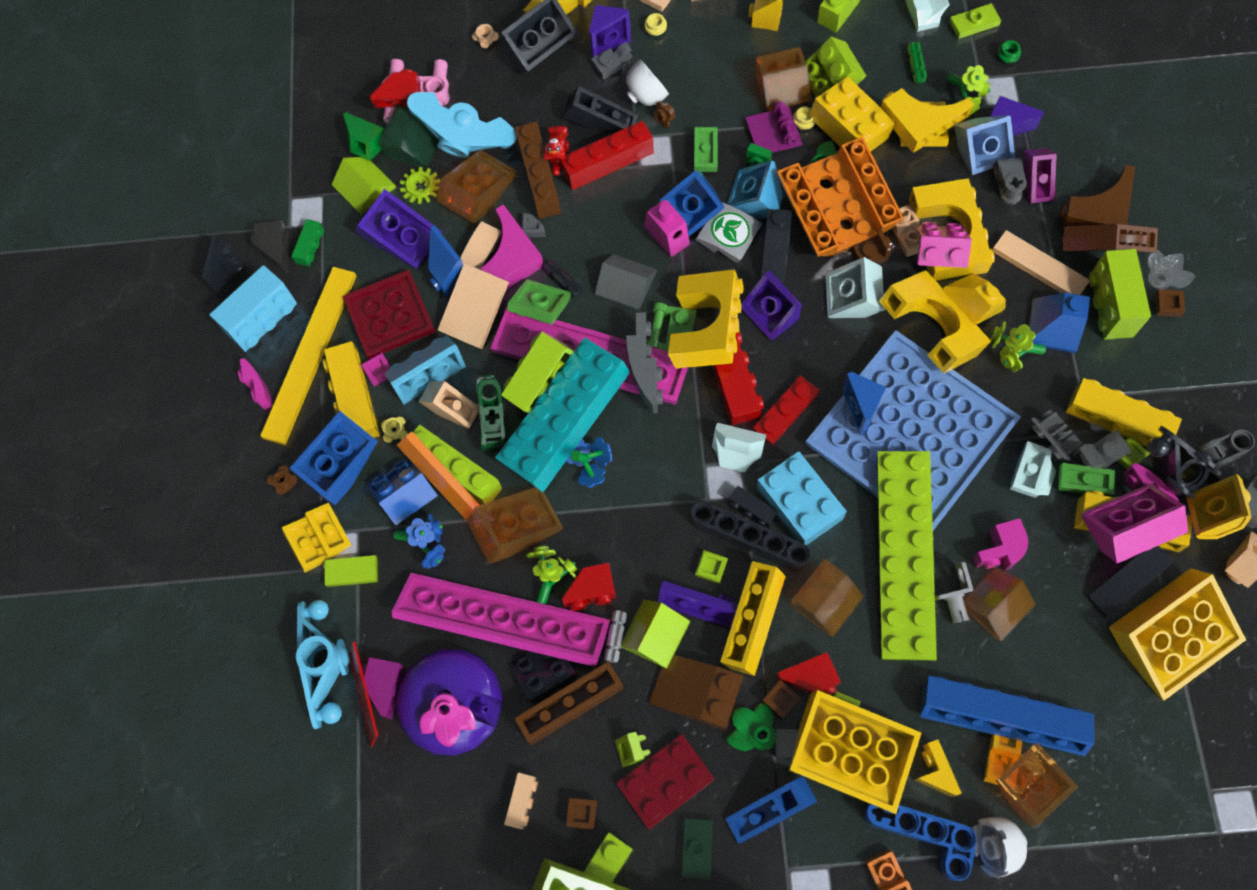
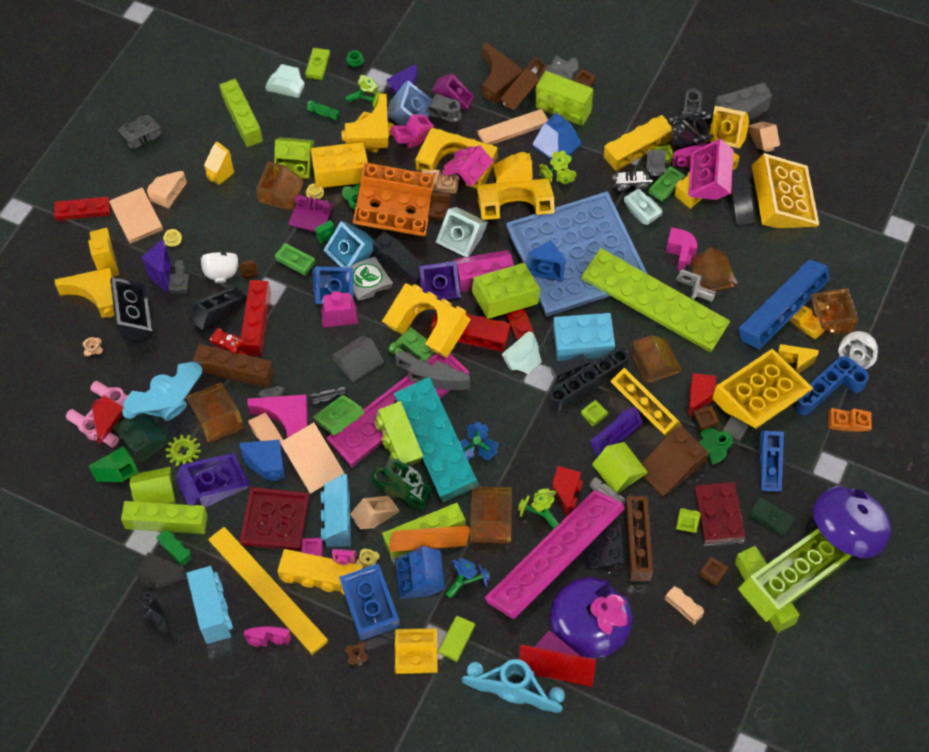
camera: 65 degrees left, 10 degrees down
(331, 213) = (164, 516): none -> lime brick
(374, 402) = (344, 557): none -> dark pink slope
(799, 379) = (506, 290): none -> lime brick
(821, 343) = (481, 264): none -> dark pink slope
(949, 164) = (414, 131): none -> dark pink brick

